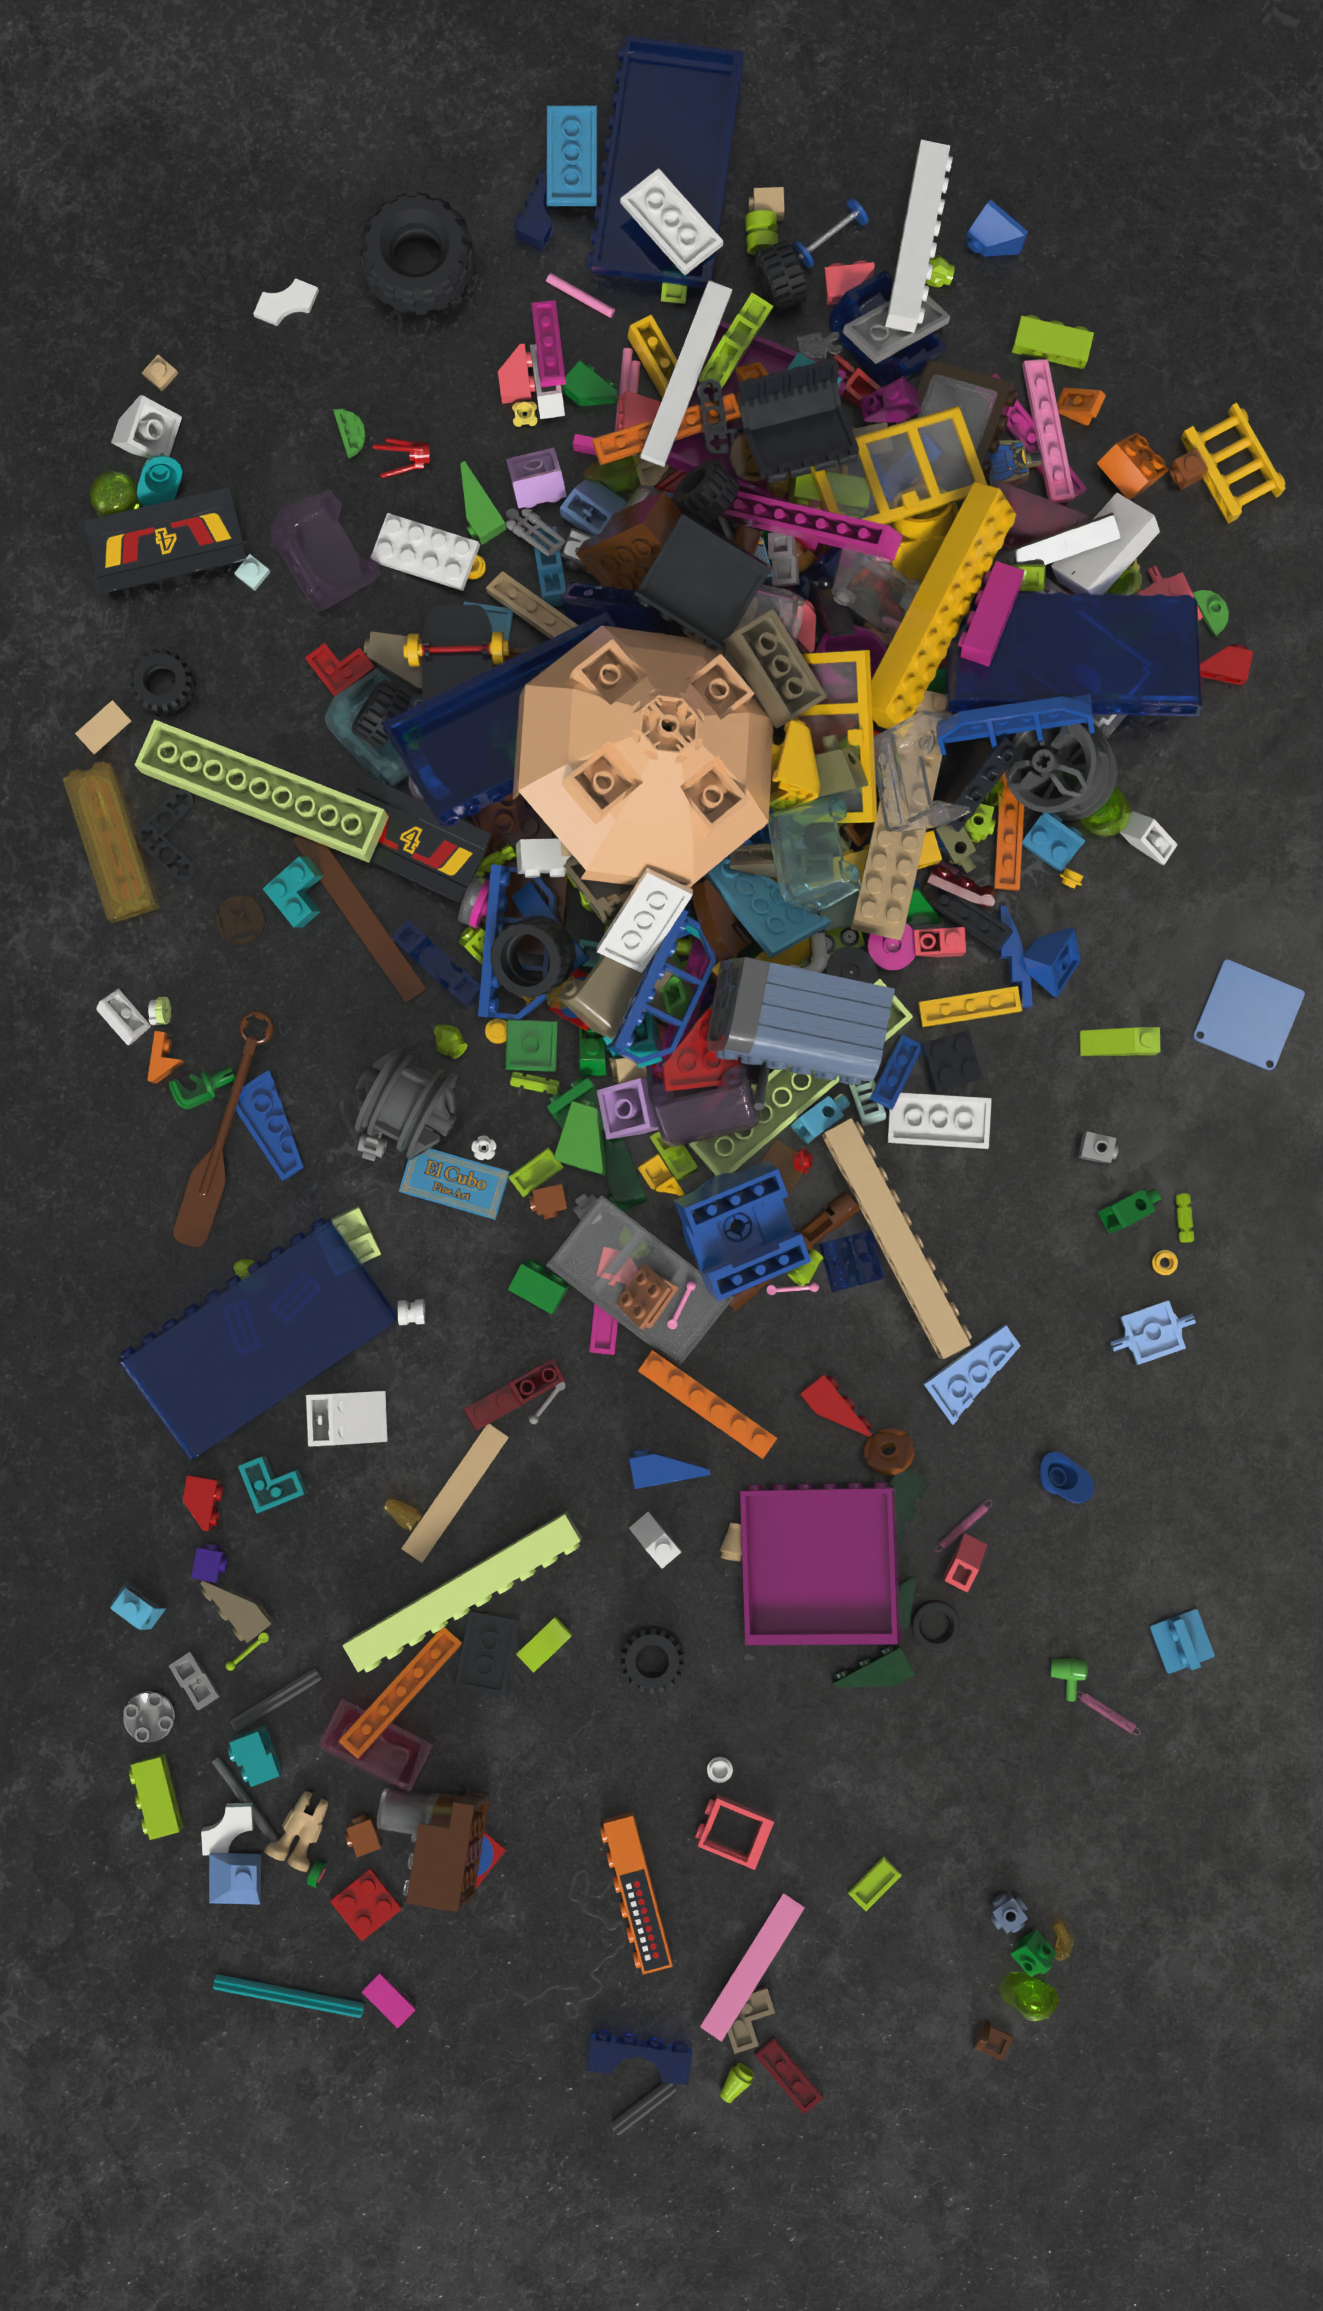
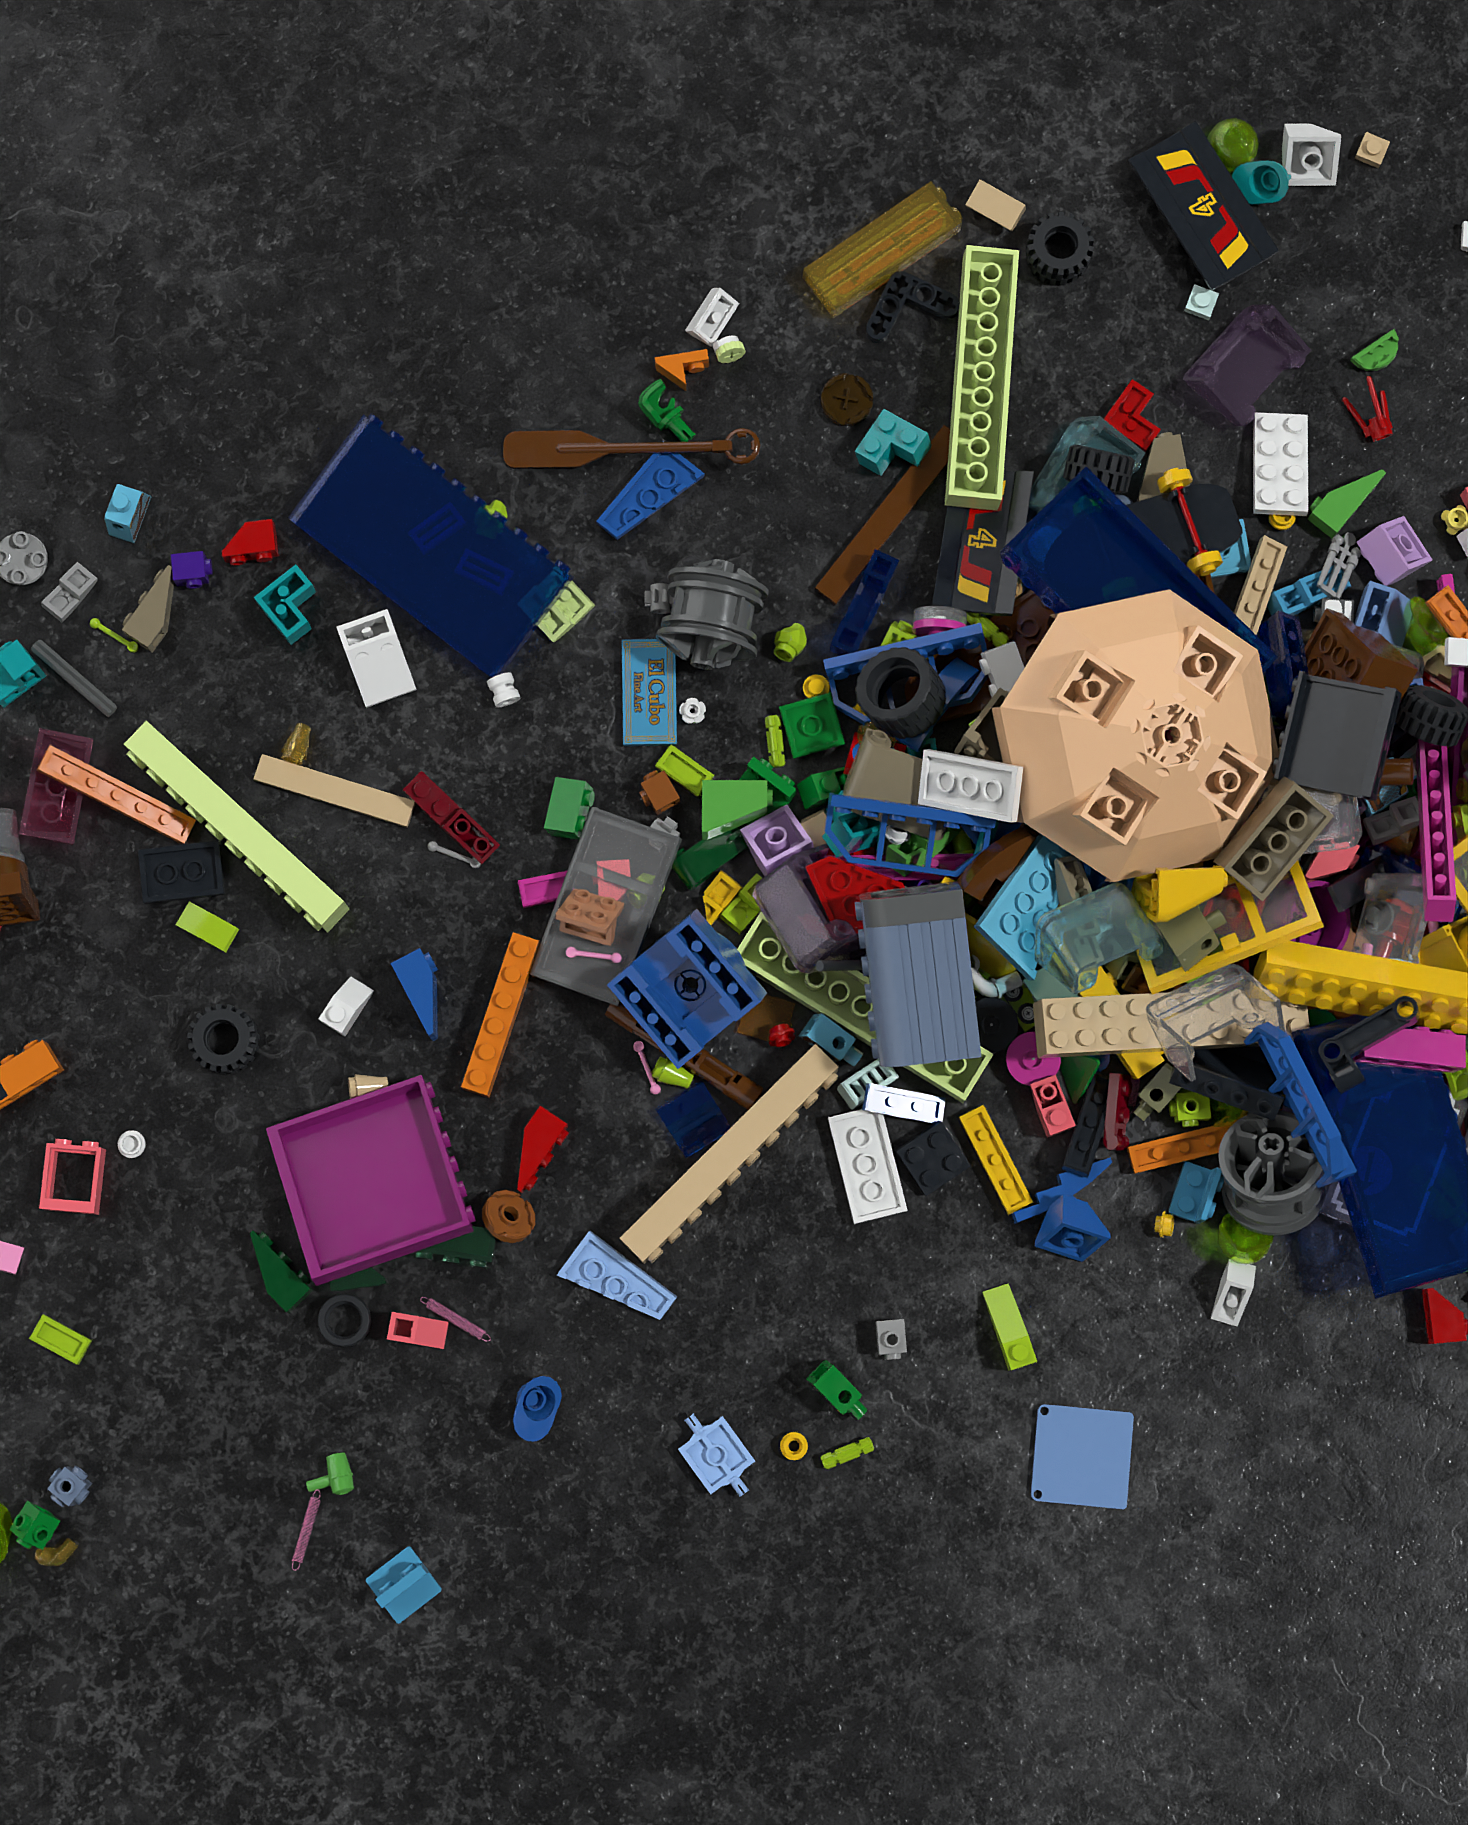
camera: 70 degrees right, 5 degrees down
(661, 1000) = (896, 835): none -> white plate
(974, 650) = (1361, 1037): none -> black piece

